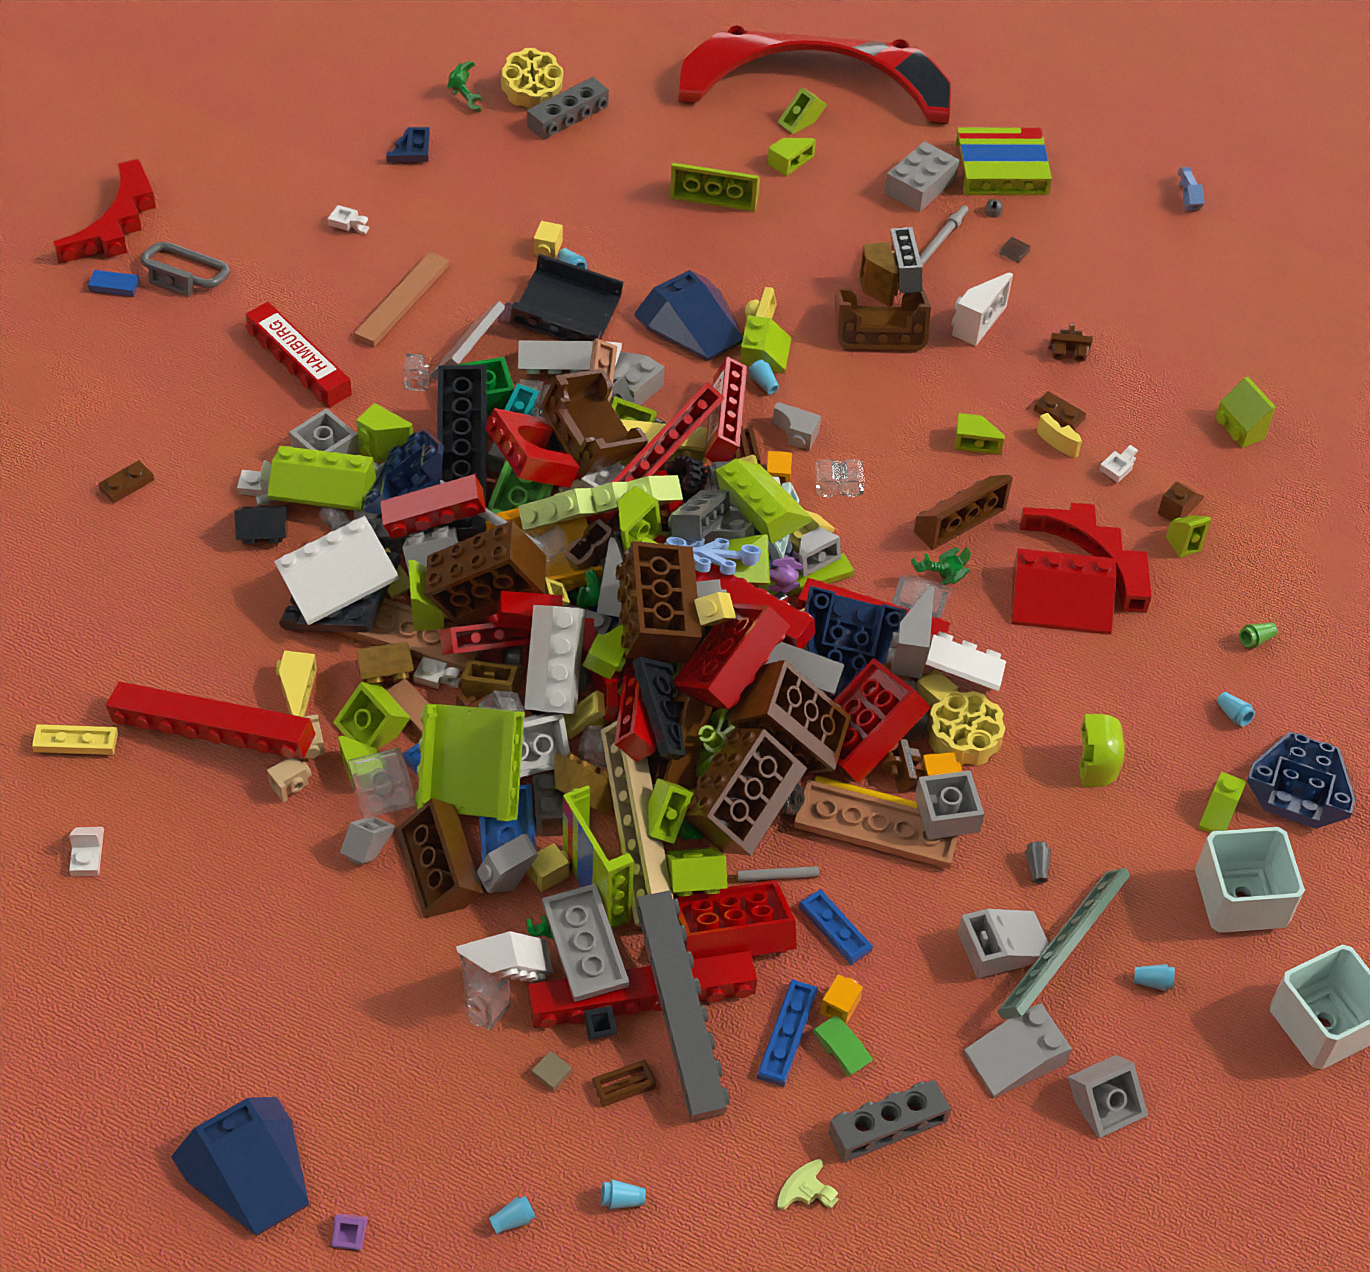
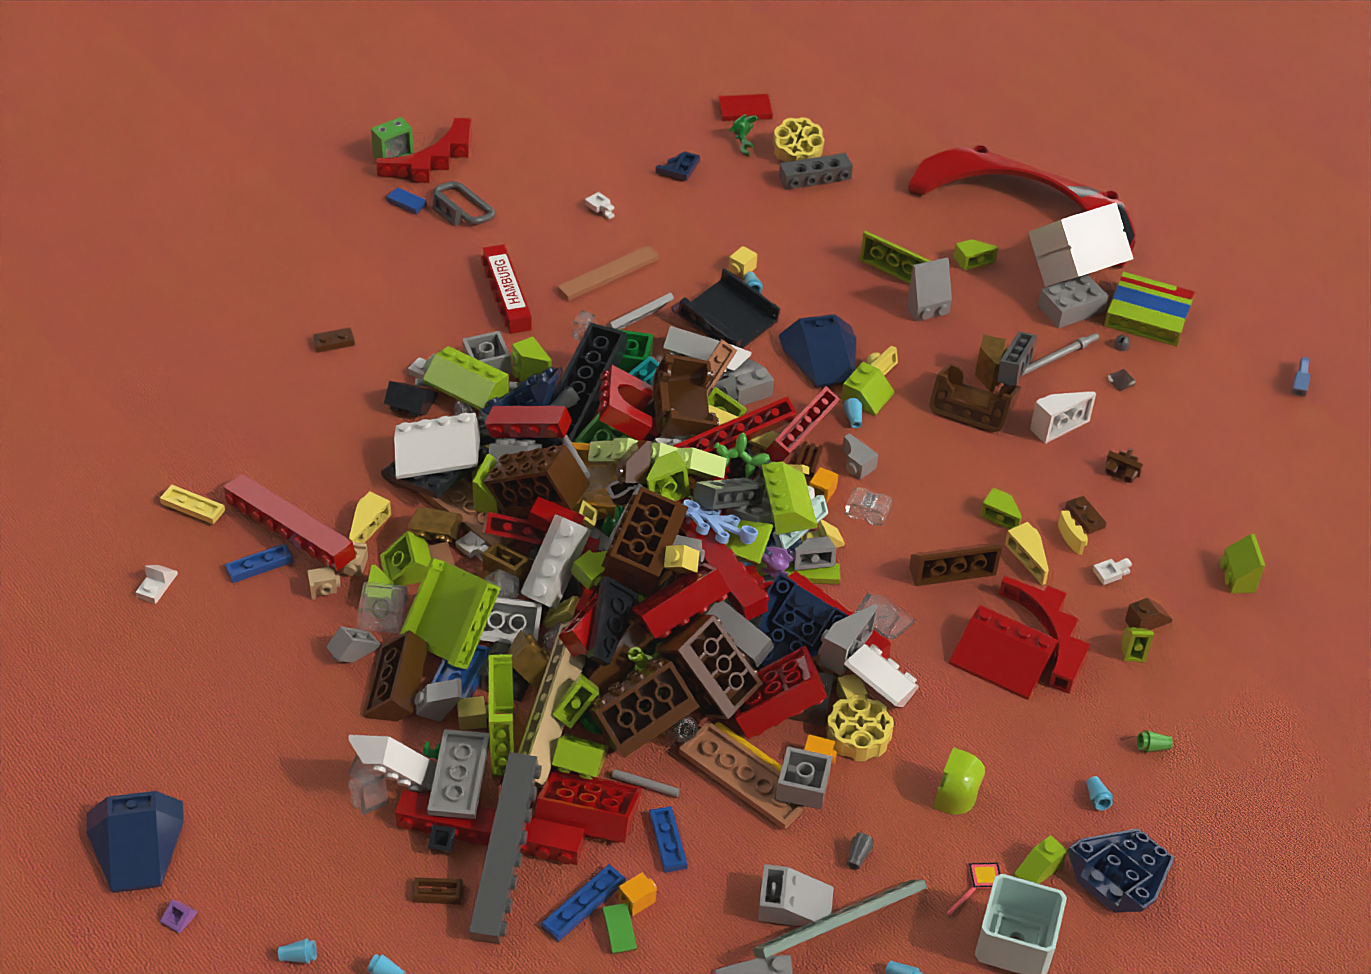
camera: 25 degrees right, 5 degrees down
(59, 213) = (392, 139): none -> bright green piece
(196, 782) = (258, 563): none -> blue tile
(444, 53) = (735, 106): none -> red tile
(458, 465) = (567, 398): none -> dark grey cone
(551, 1071) = (389, 861): dark tan tile -> none
(595, 515) = (635, 463): none -> reddish brown slope
(685, 455) = (741, 443): none -> bright green piece
(774, 211) = (930, 290): none -> light grey slope
(802, 111) = (1002, 224): lime slope -> none
(901, 765) = (789, 735): reddish brown hips -> none
(911, 111) = (1080, 244): none -> white piece
(949, 565) = (919, 603): green piece -> none
(1029, 471) = (1027, 546): none -> light yellow slope
(1172, 841) = (982, 878): none -> piece

